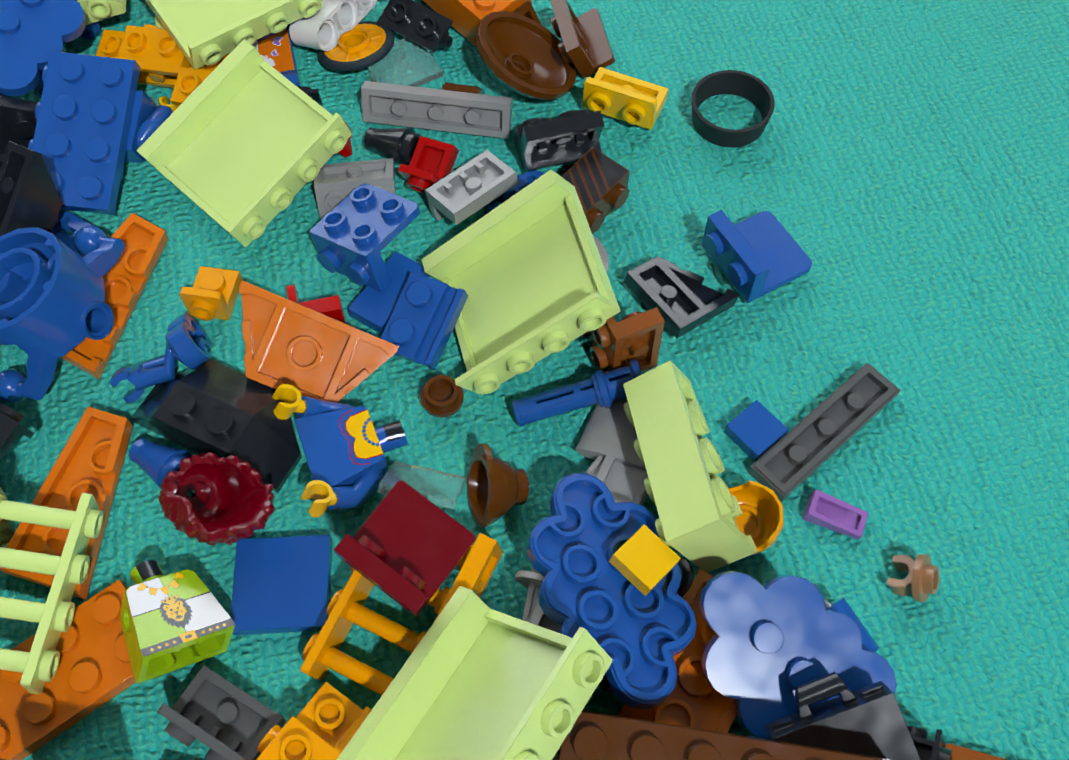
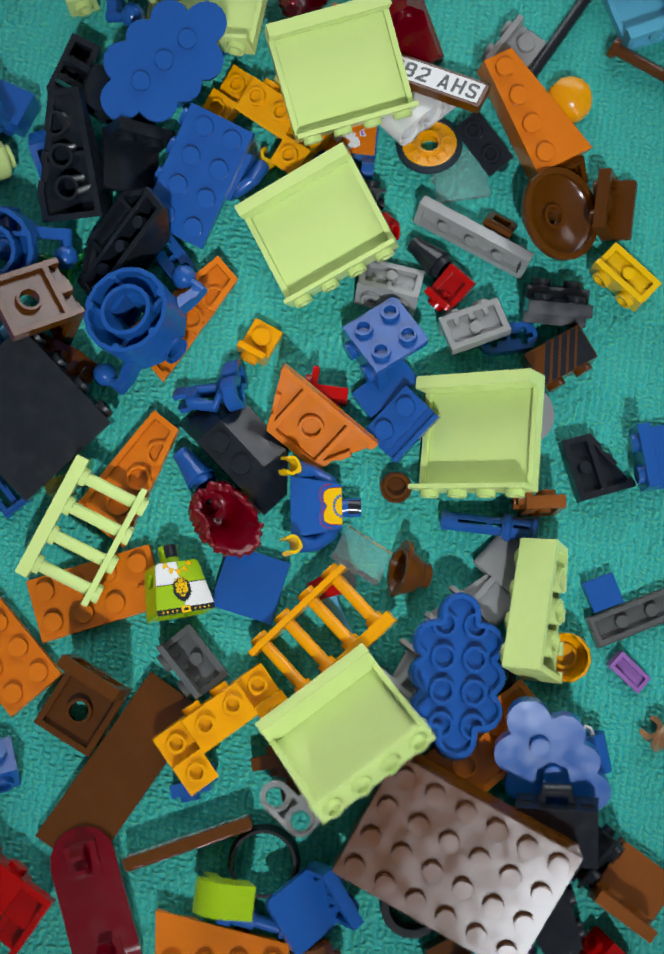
camera: 20 degrees right, 20 degrees up
(406, 547) = (336, 605): dark red bracket -> none
(644, 560) = (484, 670): yellow tile -> none

